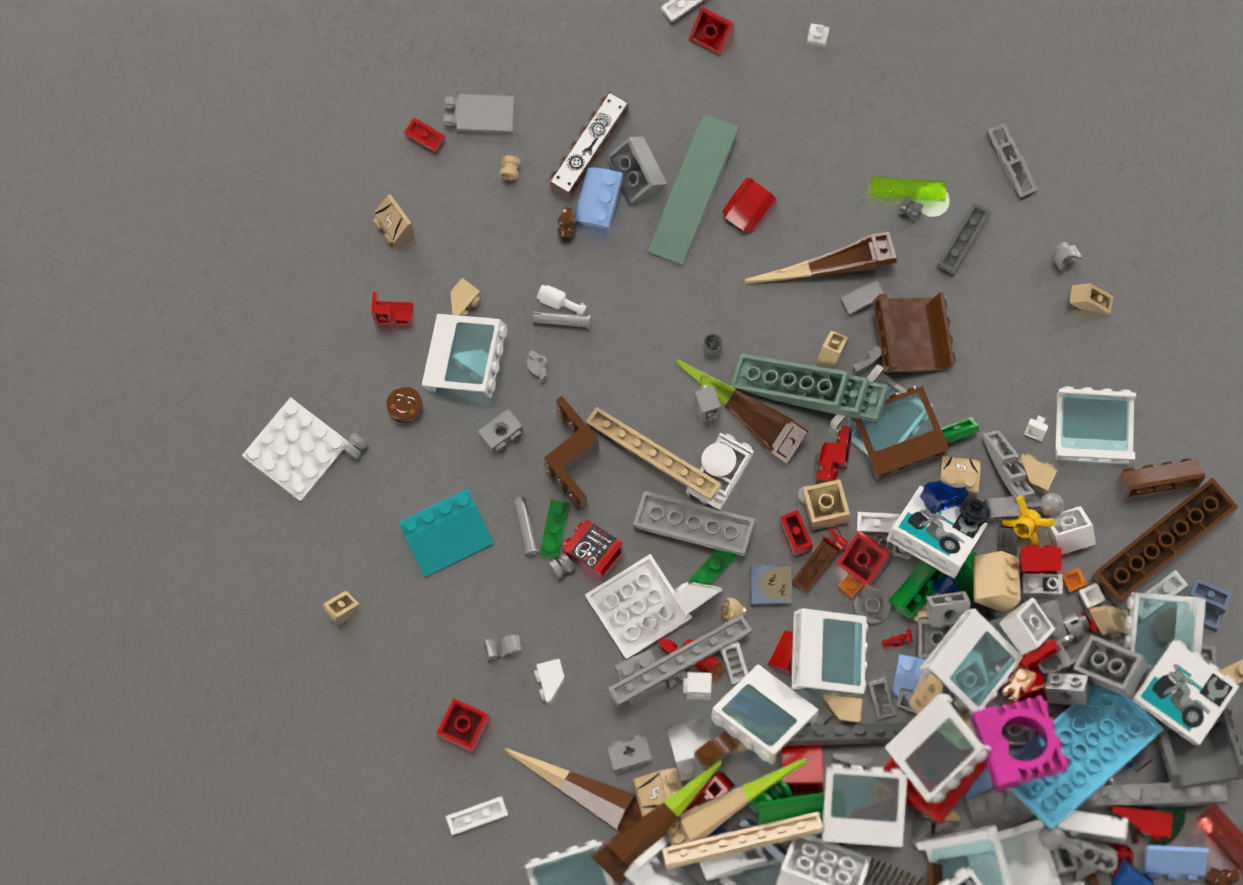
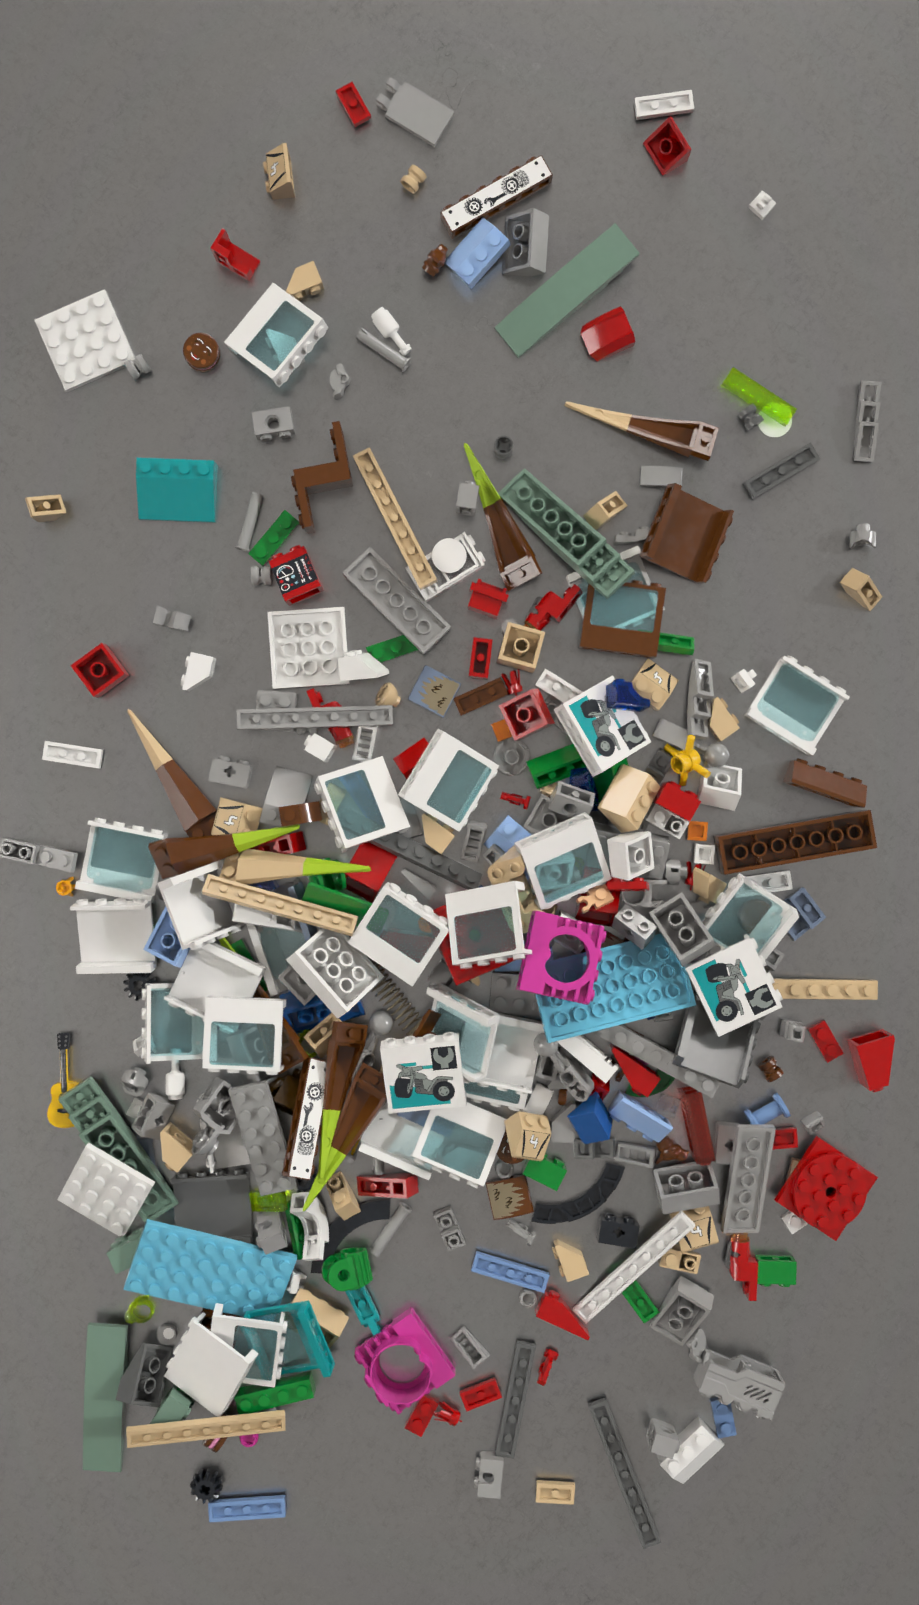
camera: 25 degrees right, 15 degrees up
(773, 480) = (487, 598): none -> red plate
(976, 506) = (649, 719): black gear -> none

